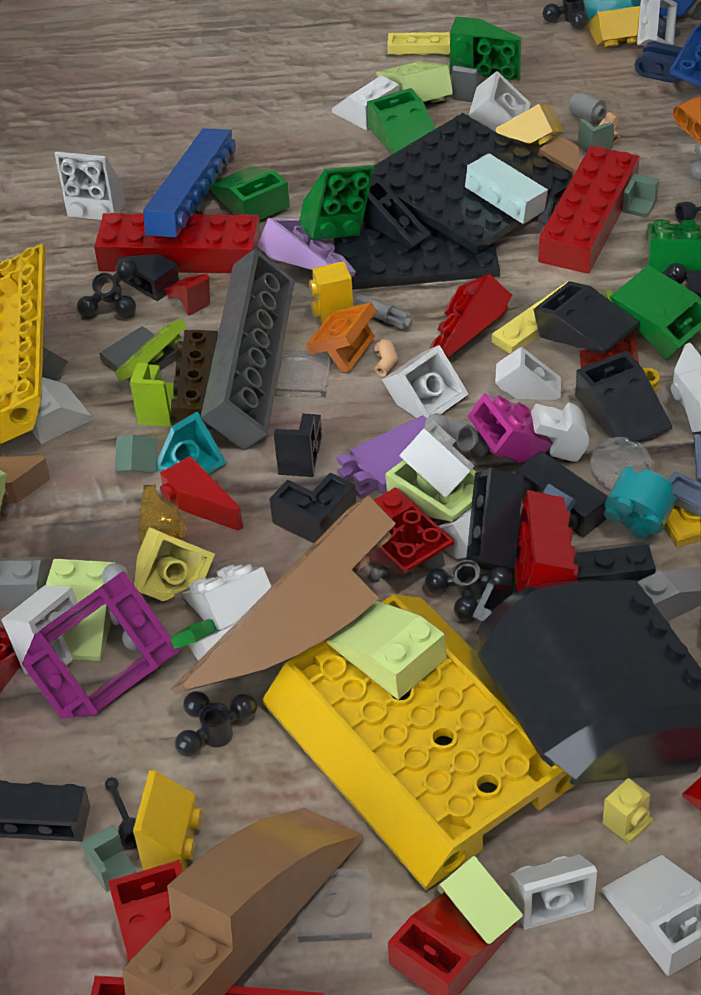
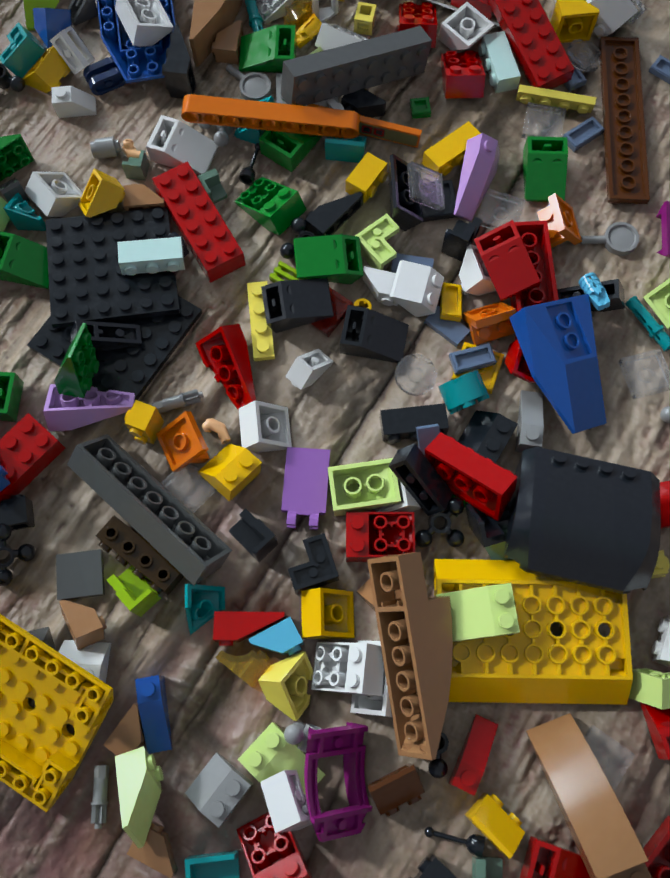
camera: 55 degrees left, 25 degrees up
(51, 481) = (154, 713): none -> blue slope
(90, 379) = (83, 623): none -> medium nougat slope
(133, 709) = (395, 789): none -> reddish brown slope
(136, 453) = (174, 639): sand green panel -> none
(152, 350) = (92, 568): lime plate -> none
(192, 292) = (51, 503): red slope -> none
(193, 633) = (368, 713): green tile -> none
(213, 527) = (280, 638): none -> medium azure slope
(227, 768) = (474, 755): none -> red slope
(271, 544) = (327, 614): none -> yellow slope
(350, 391) = (231, 470): none -> yellow slope
(437, 459) = (354, 478): white panel -> none
(451, 97) = (23, 215): none -> teal slope
(464, 434) = (330, 445): light grey piece -> none
(507, 428) = (350, 413): dark pink brick -> none
(564, 428) = (375, 386): white brick -> none
(606, 60) = (72, 102): none -> white slope
(657, 143) = (177, 143): none -> white slope

